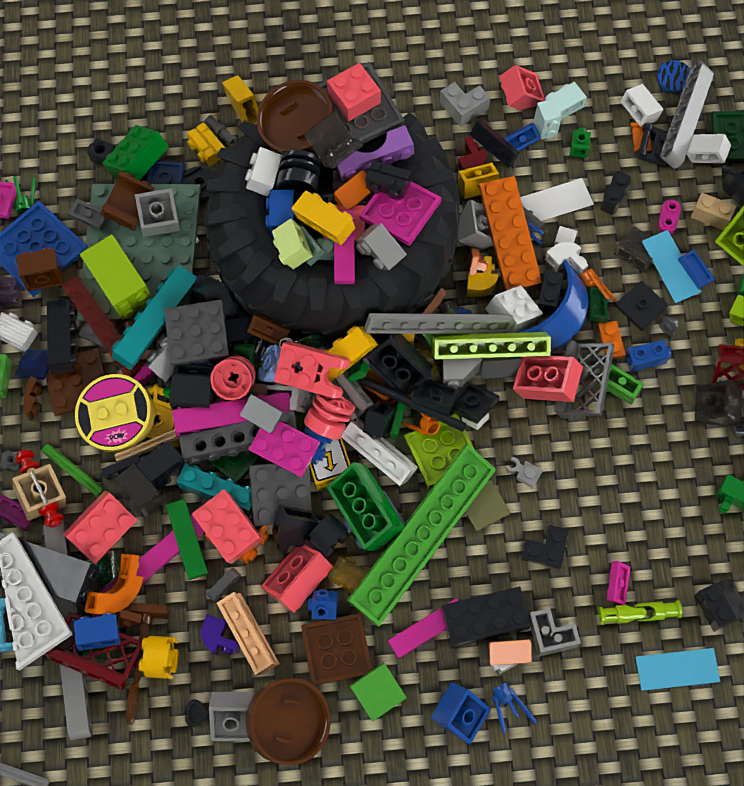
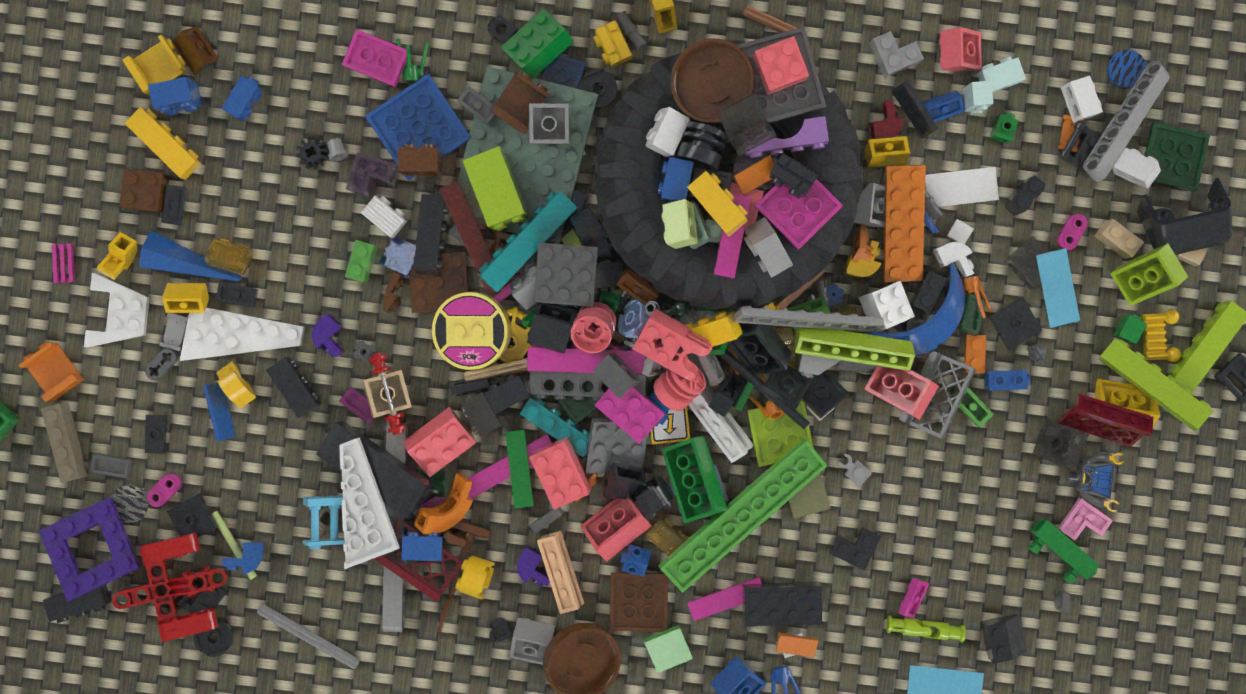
camera: 10 degrees right, 20 degrees up
(72, 470) = (421, 373): bright green axle -> none
(552, 639) = (836, 637): light grey brick -> none
(696, 269) = (1082, 297): blue tile -> none

